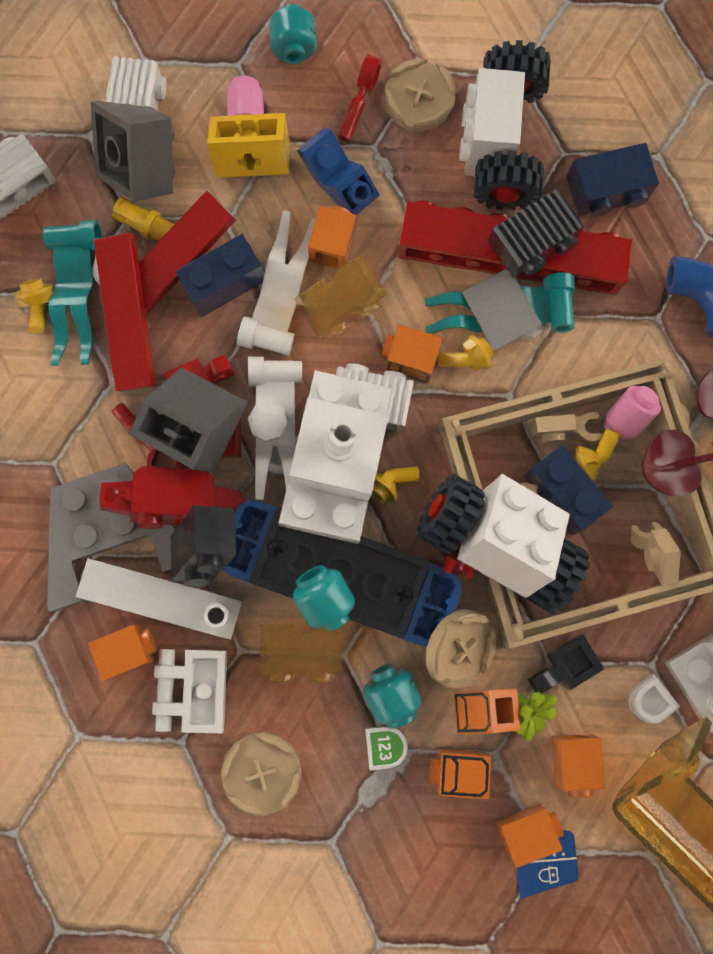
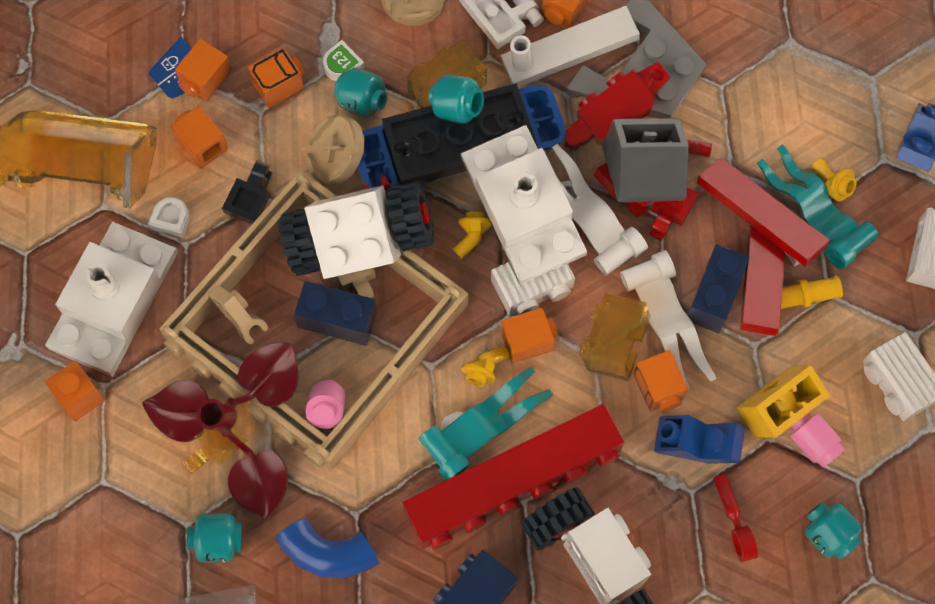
camera: 145 degrees right, 10 degrees down
(133, 149) = (861, 328): dark grey slope -> none
(202, 545) = (565, 83): black brick -> none
(267, 422) = (592, 199): white tile -> none
(419, 95) = (690, 562): tan tile -> none
(487, 711) = (287, 122): orange brick -> none
(501, 309) = (486, 414): light grey sticker -> none
(534, 712) = (252, 146): lime plant -> none
(536, 234) = (500, 477): black brick -> none
(555, 428) = (375, 358): tan plate -> none
(592, 460) = (334, 349): yellow plate -> none

